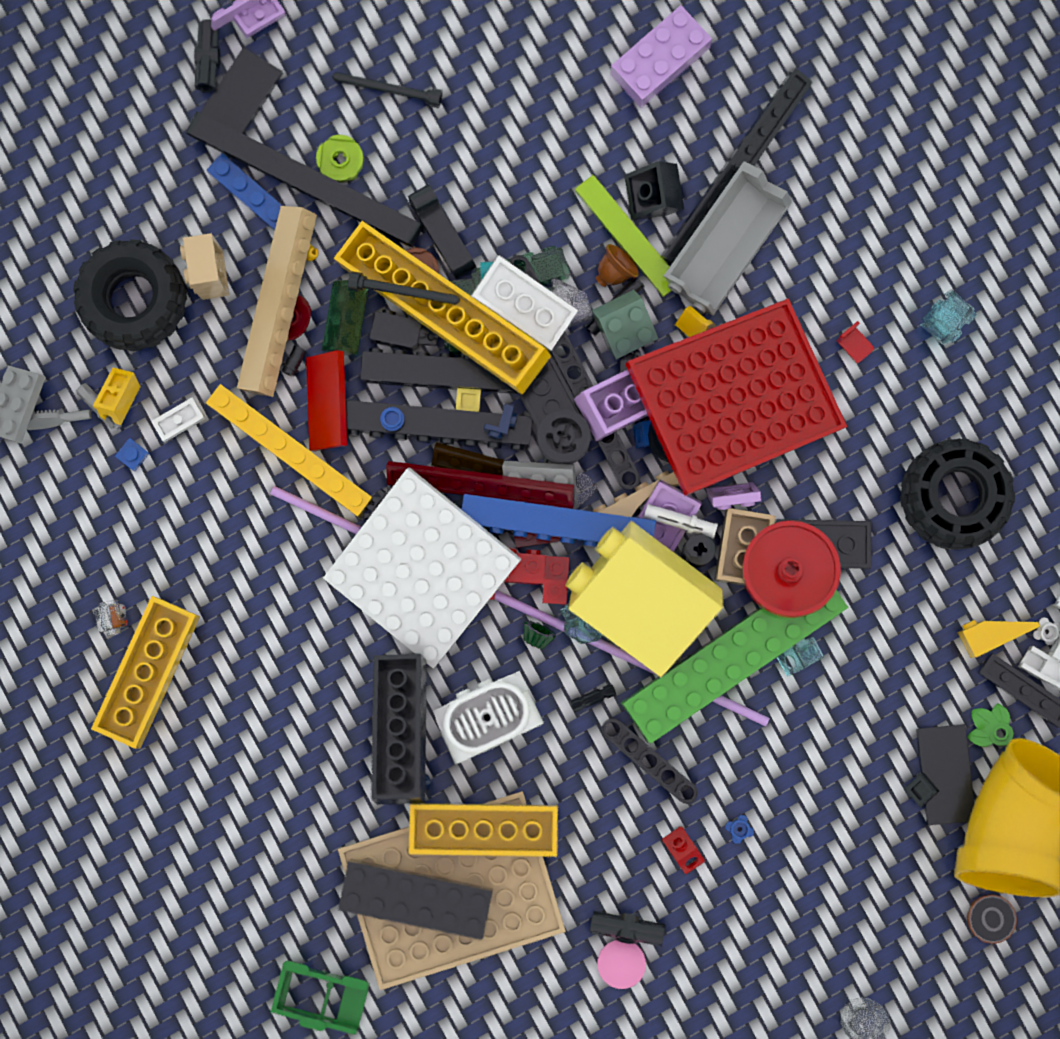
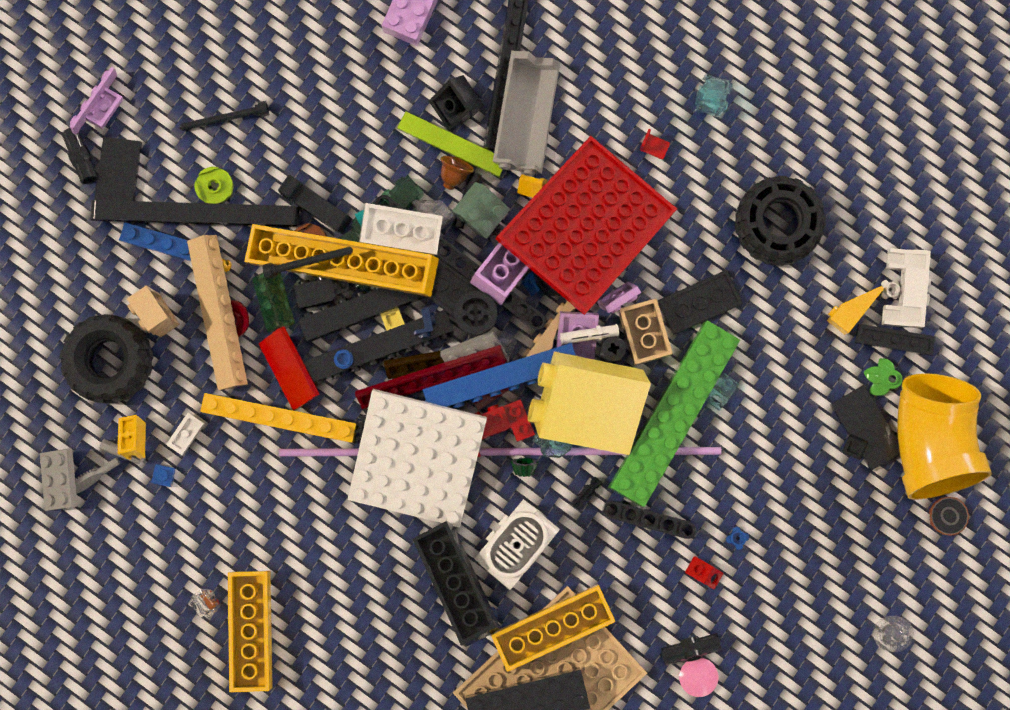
camera: 25 degrees left, 0 degrees up
(293, 361) = (250, 350): black pin -> none
(791, 569) = (686, 331): red dish -> none

